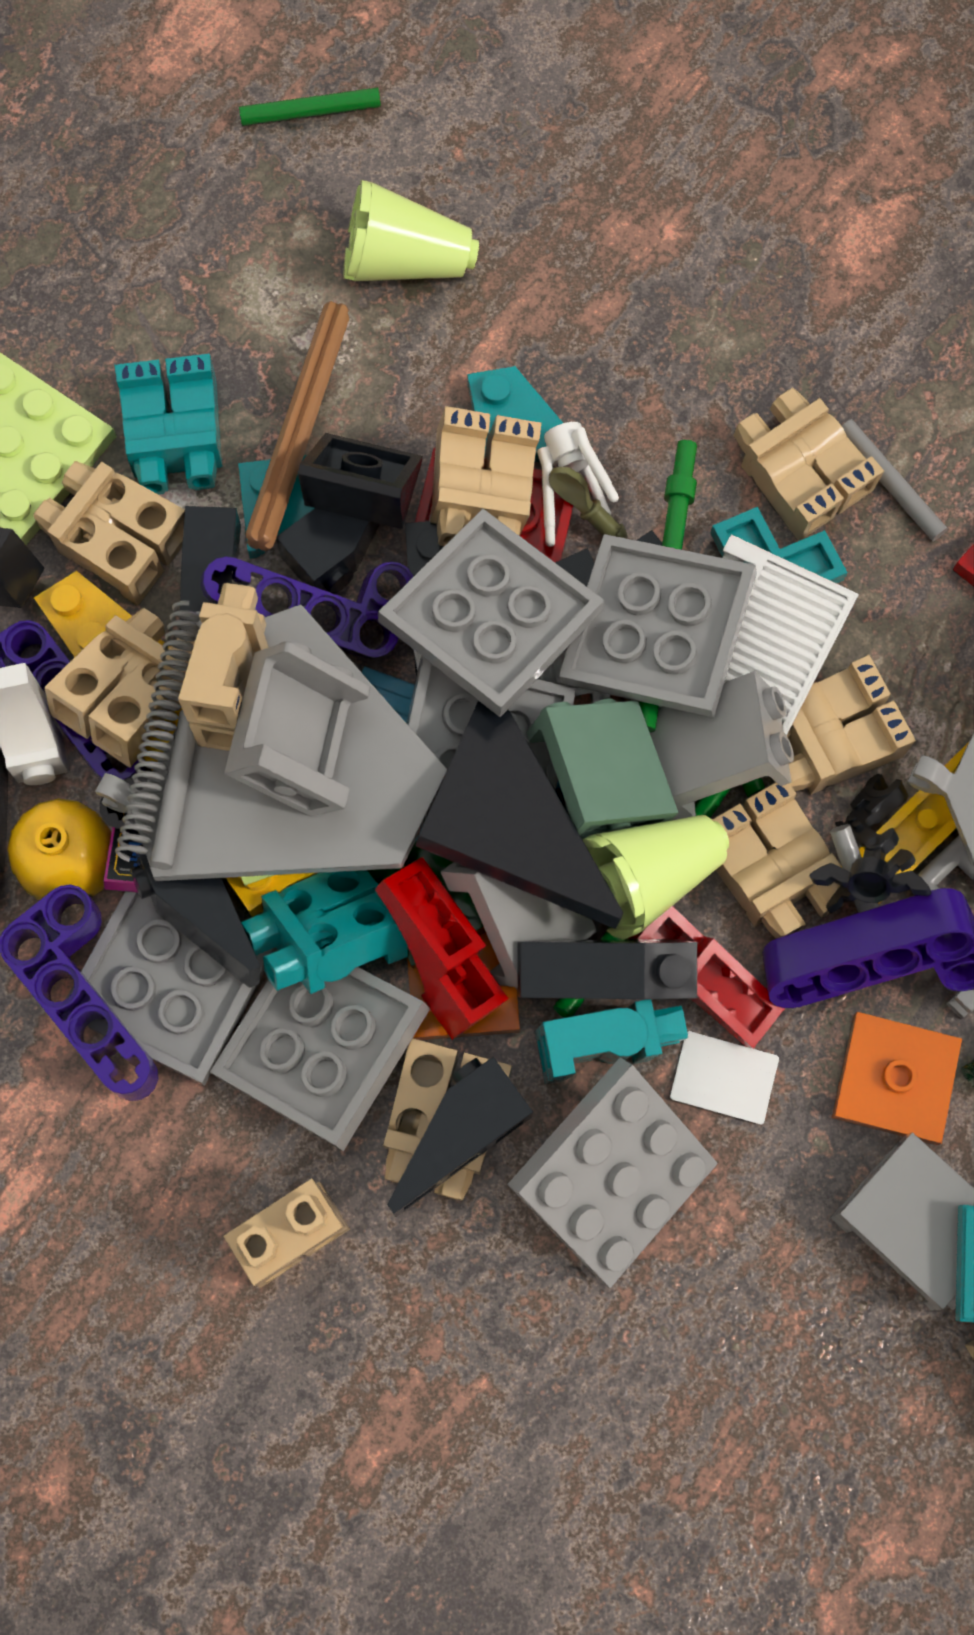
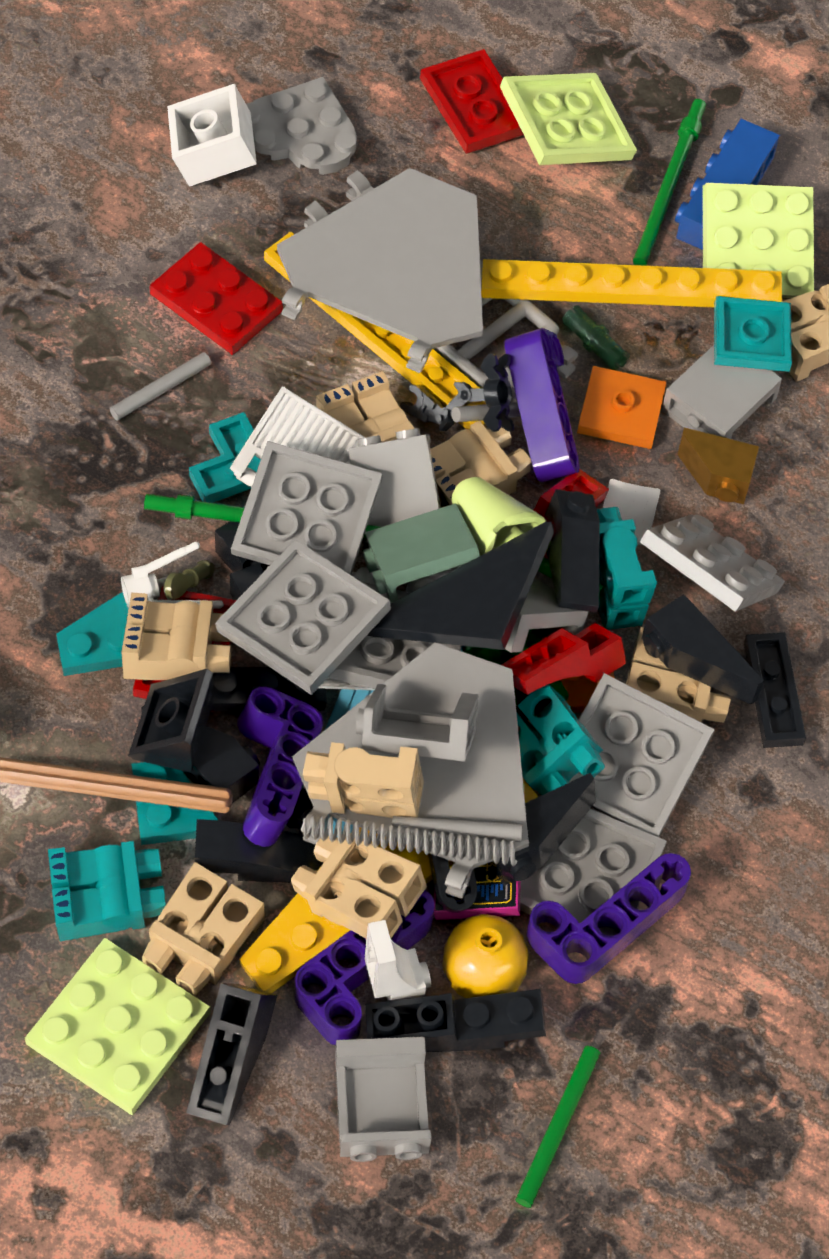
camera: 95 degrees left, 15 degrees down
(286, 1231) = (779, 764): tan hips -> none
(432, 1253) = (778, 700): none -> black plate
(795, 1211) = (718, 464): none -> pearl gold slope
(805, 463) = (151, 436): tan hips -> none

